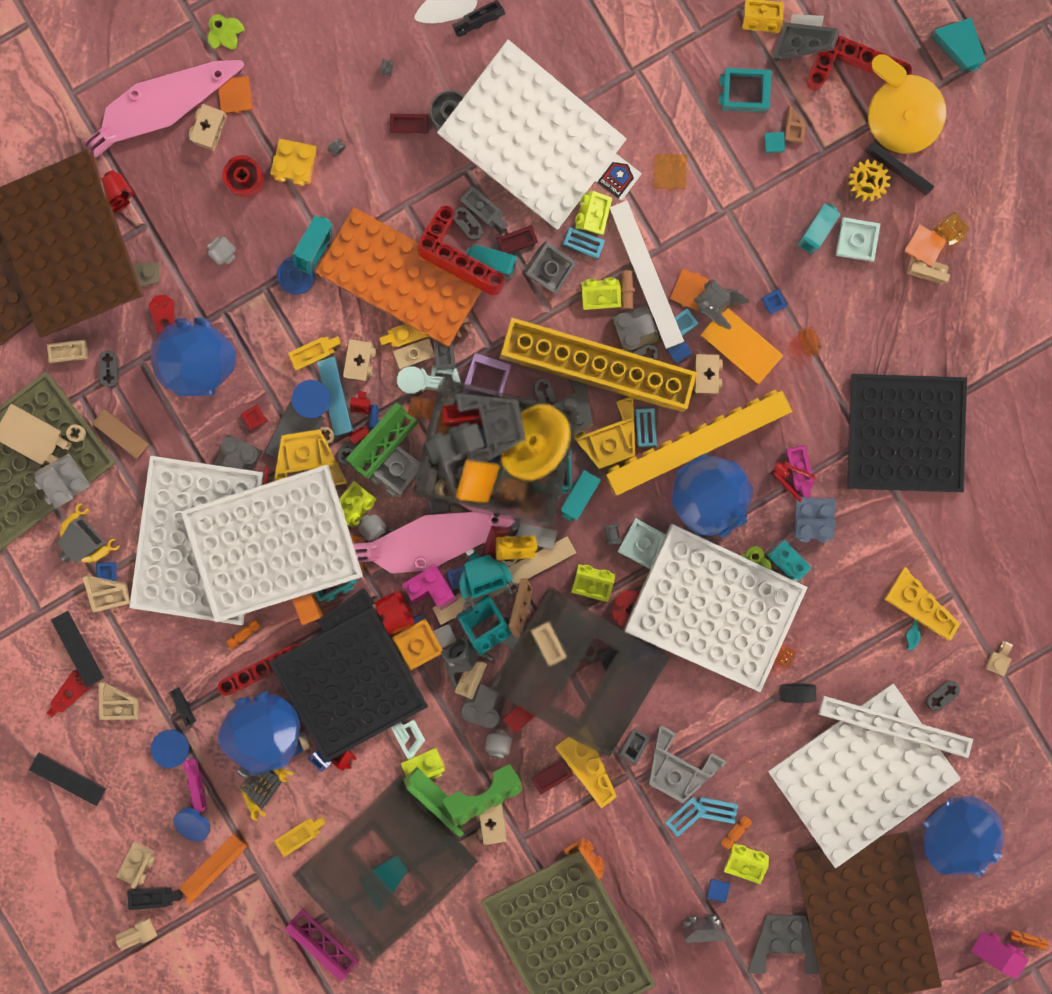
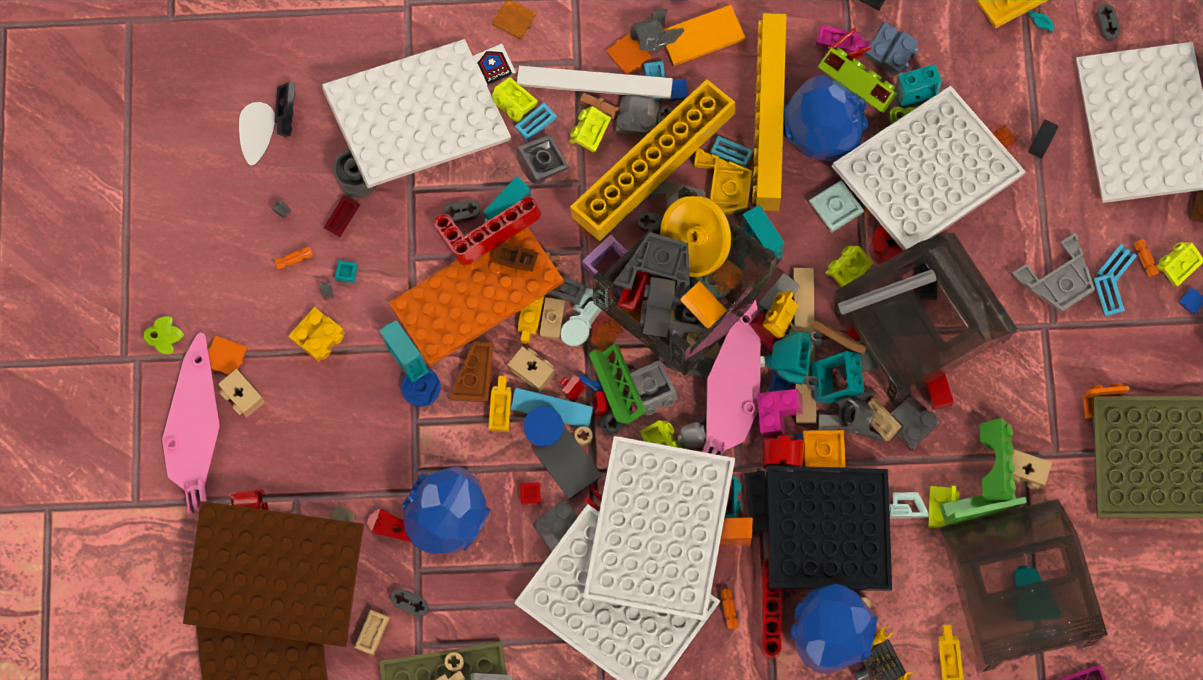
camera: 60 degrees left, 15 degrees down
(121, 434) = (477, 624): medium nougat tile -> none
(221, 250) = (360, 440): light grey head -> none
(234, 172) = (301, 373): red brick -> none
(305, 452) = (588, 461): yellow wing -> none
(318, 761) = (887, 599): blue tile -> none
(329, 316) = (475, 376): none -> dark orange wing
(342, 760) = (898, 576): red tile -> none
(350, 103) = (293, 257): none -> orange axle
(362, 155) = (346, 271): none -> teal tile
(445, 294) = (515, 258): none -> reddish brown slope
(483, 208) = (456, 190): dark grey hinge -> none
(498, 744) = (956, 426): light grey head -> none
(517, 240) = (500, 175): dark red tile -> none
(548, 644) = (886, 316): tan plate -> none
(552, 776) = (1011, 395): dark red tile -> none
(570, 634) = (887, 292): none -> light grey axle
(588, 768) = (1019, 357): yellow wing -> none
(612, 534) = (813, 228): dark grey bush -> none
(633, 746) = (1020, 308): dark grey slope -> none
(701, 365) = (708, 66): tan brick -> none
(766, 505) = (858, 80): none -> lime piece
(895, 726) = (1116, 72): white tile -> none

